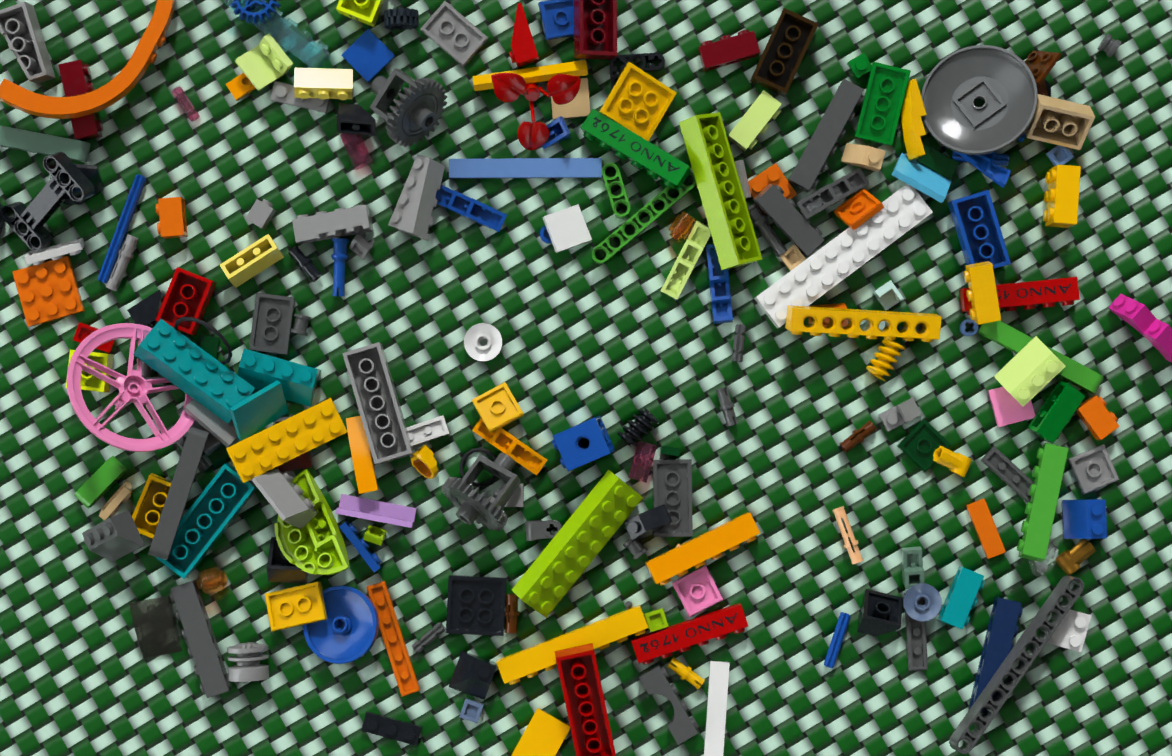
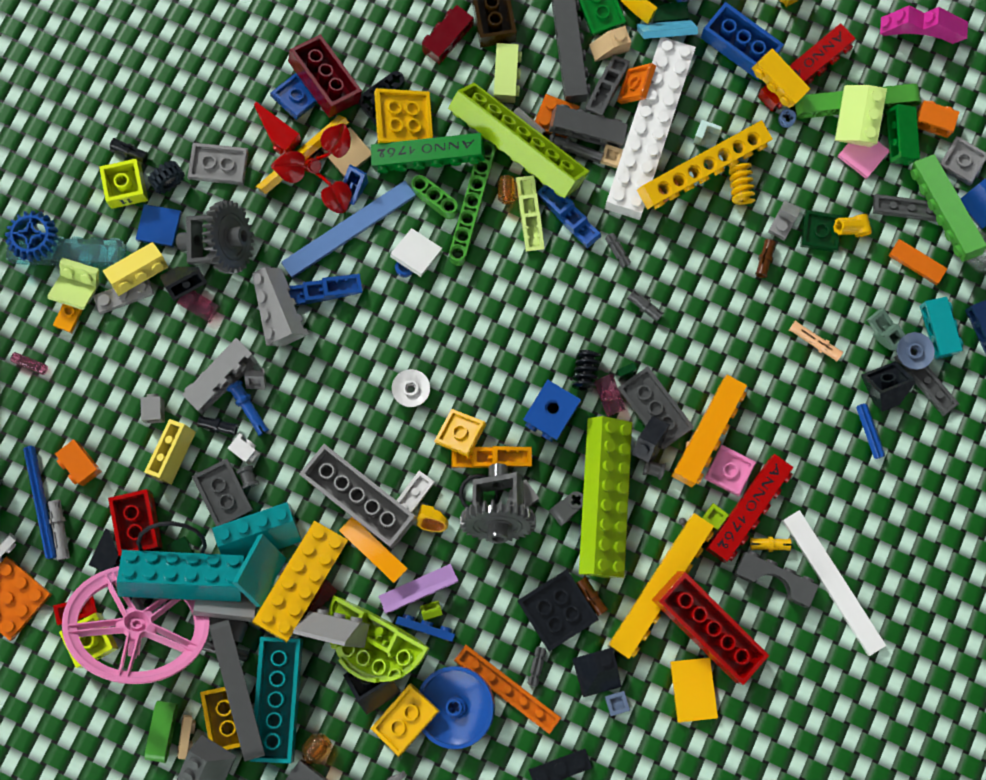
camera: 40 degrees left, 10 degrees down
(313, 299) = (244, 449): none -> white brick

